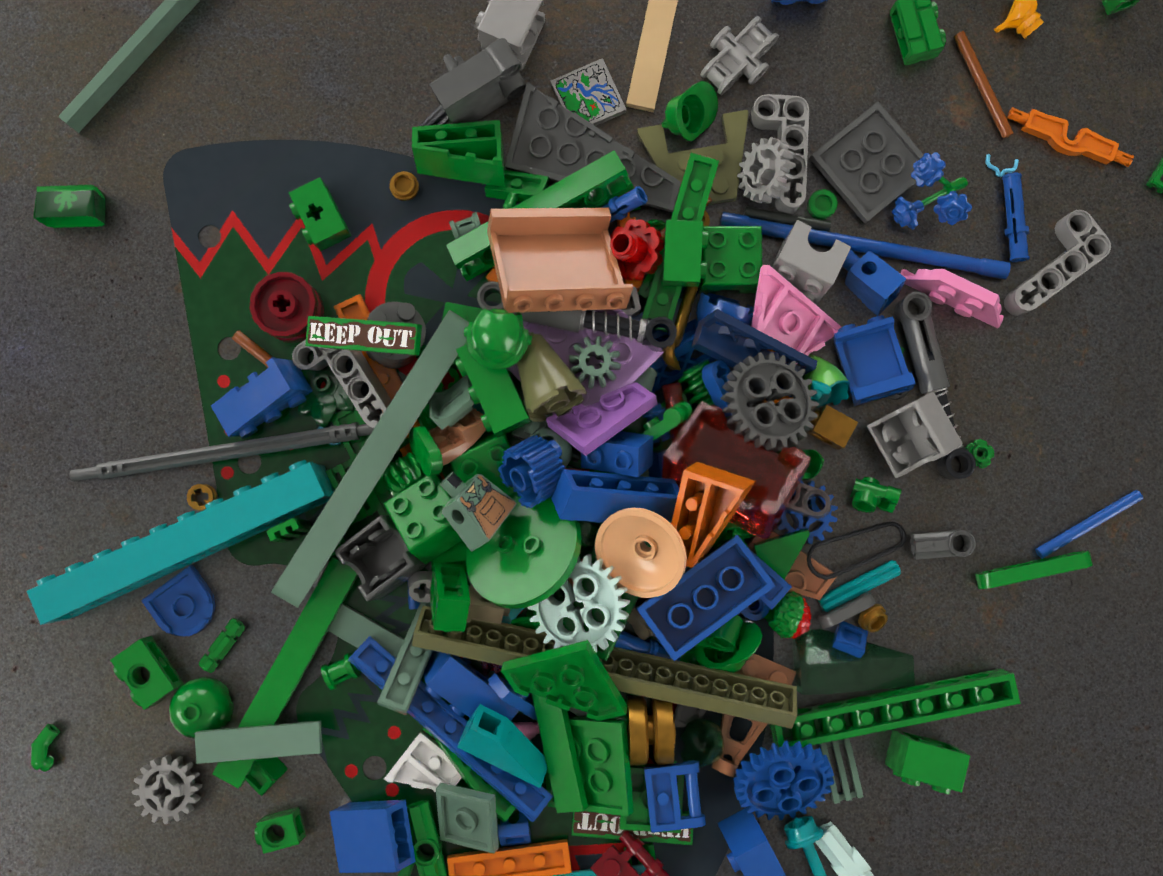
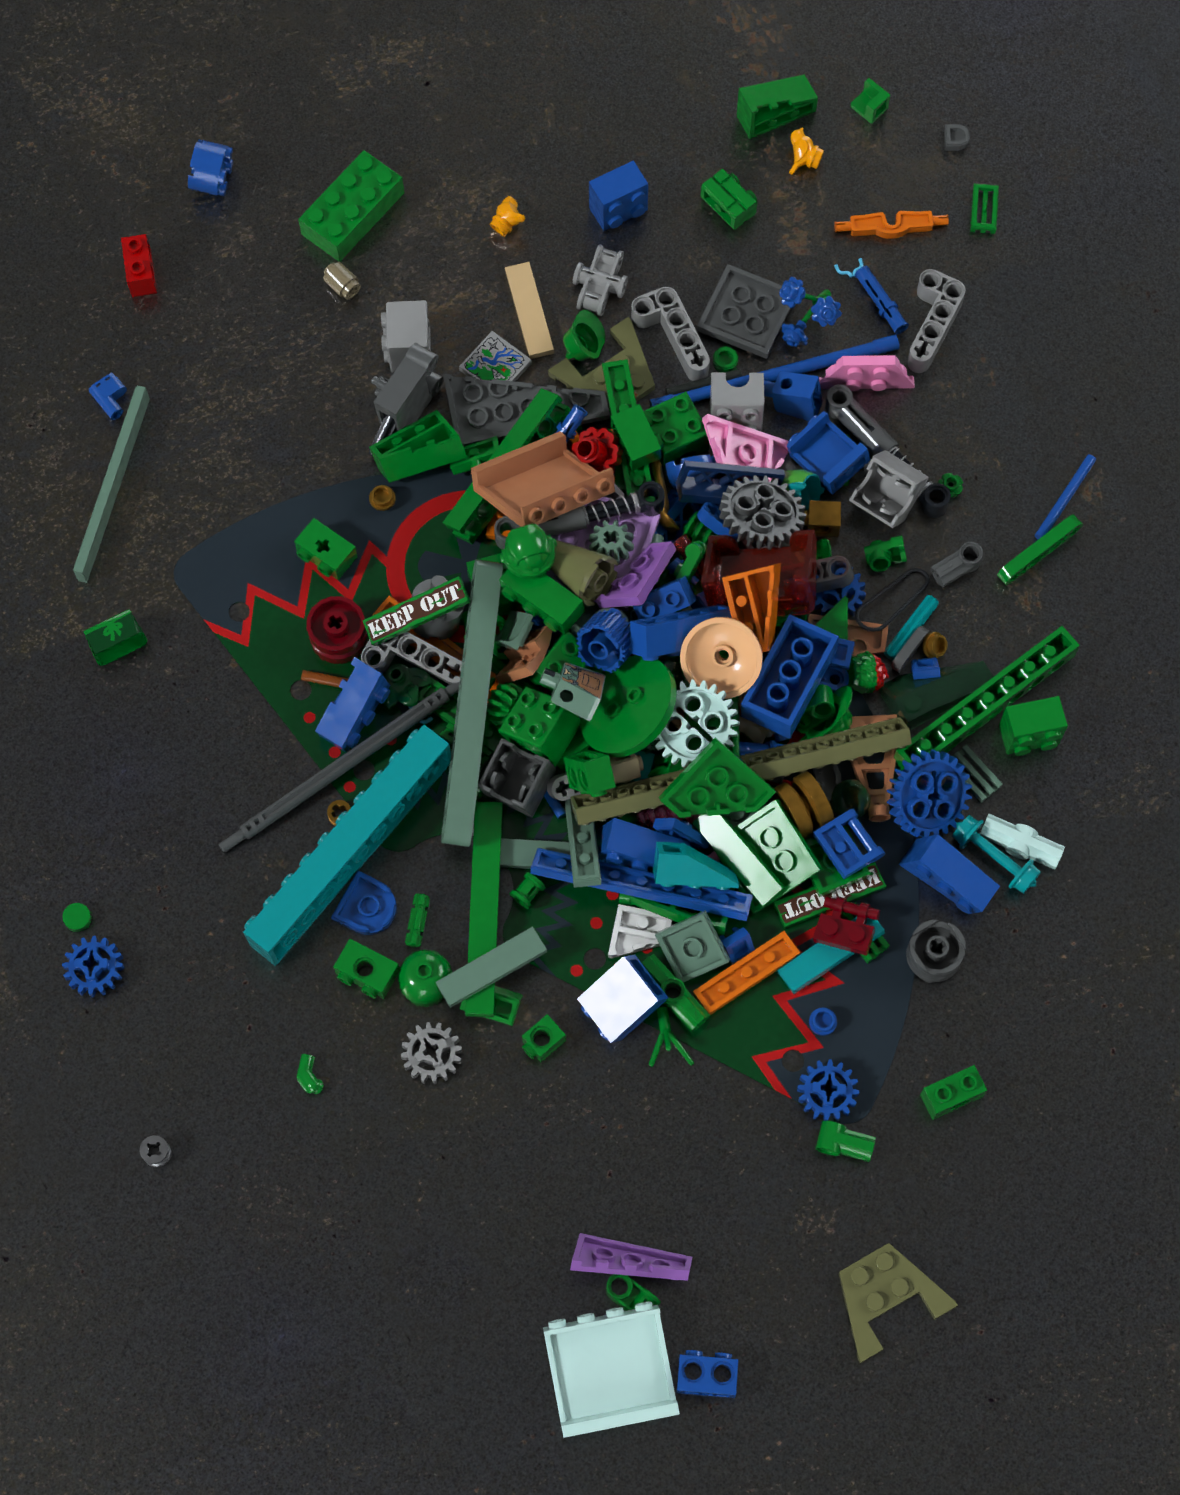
camera: 25 degrees left, 15 degrees down
(288, 529) = (434, 789): green tile -> none
(425, 451) = (512, 671): green tile -> none
(464, 226) = (448, 504): sand green bush -> none
(766, 170) = (667, 351): light grey gear -> none
(983, 85) = (803, 216): dark orange bar -> none

